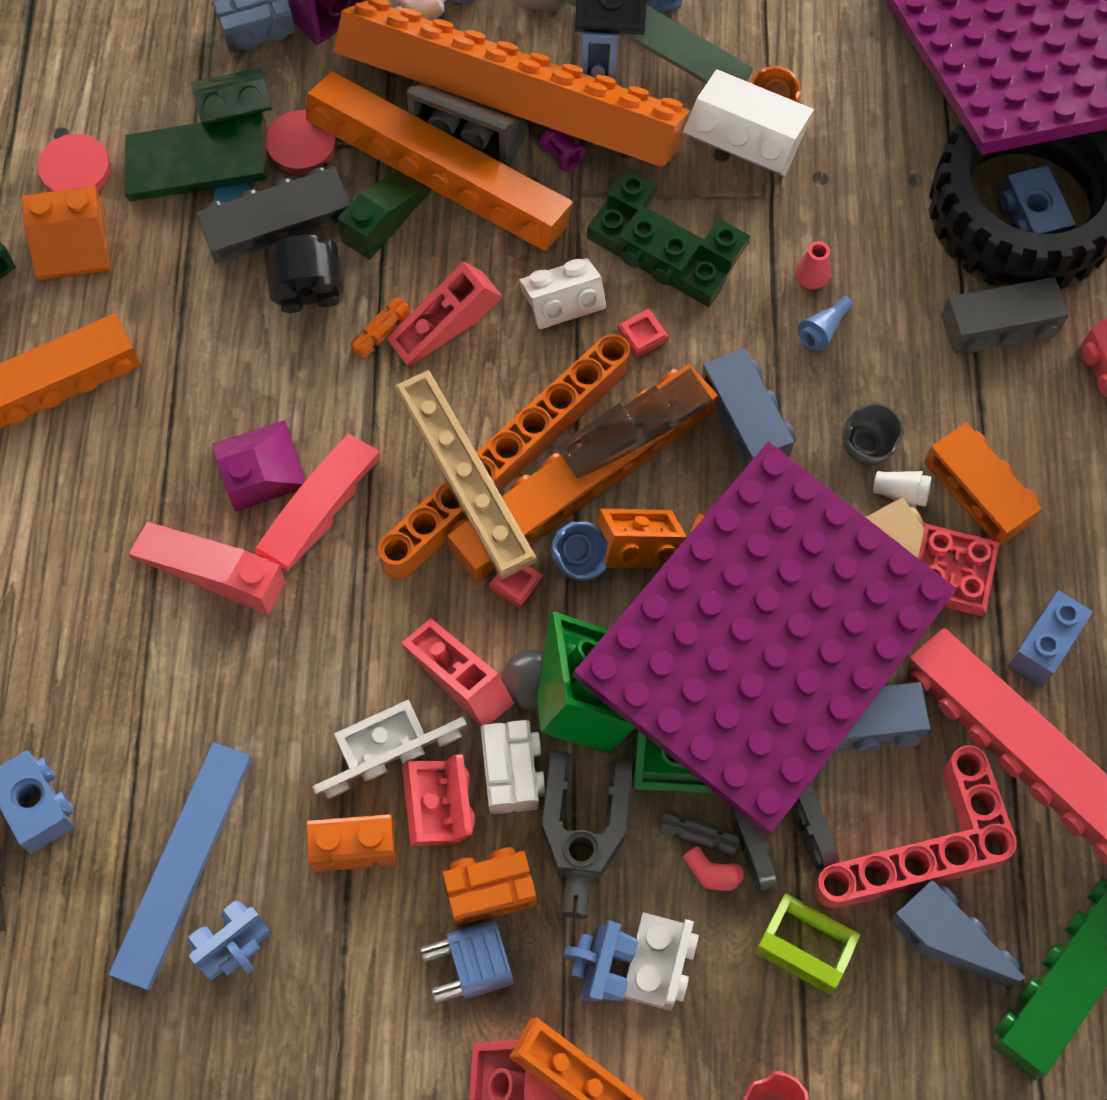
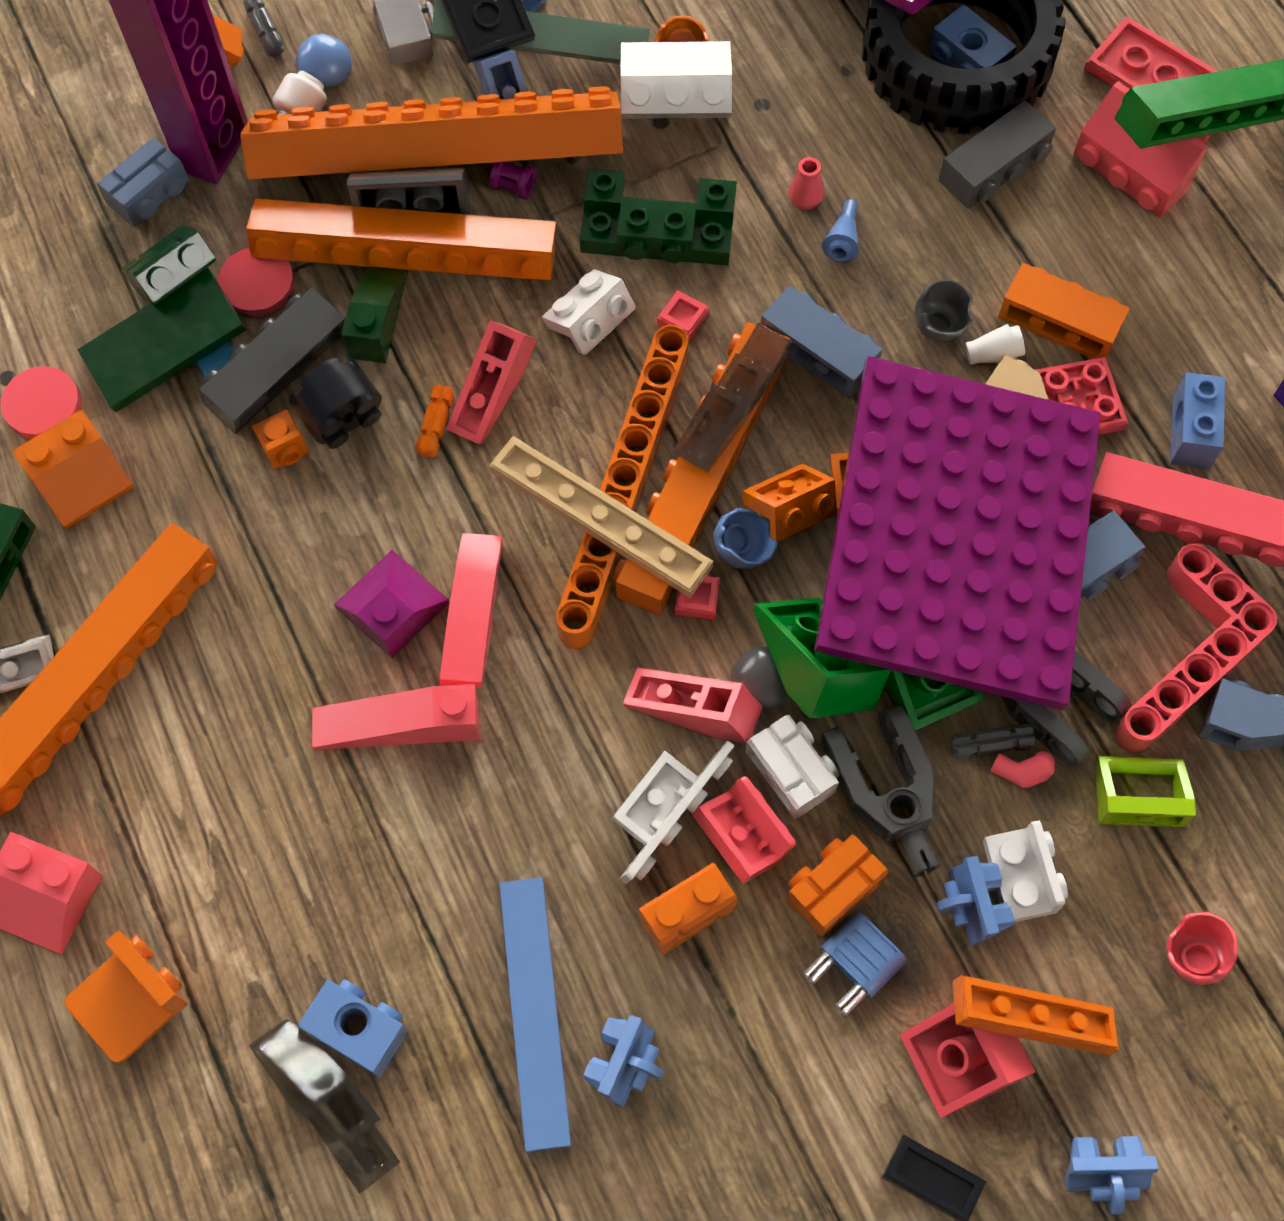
camera: 25 degrees left, 0 degrees up
(245, 285) = (280, 439): none -> orange bracket

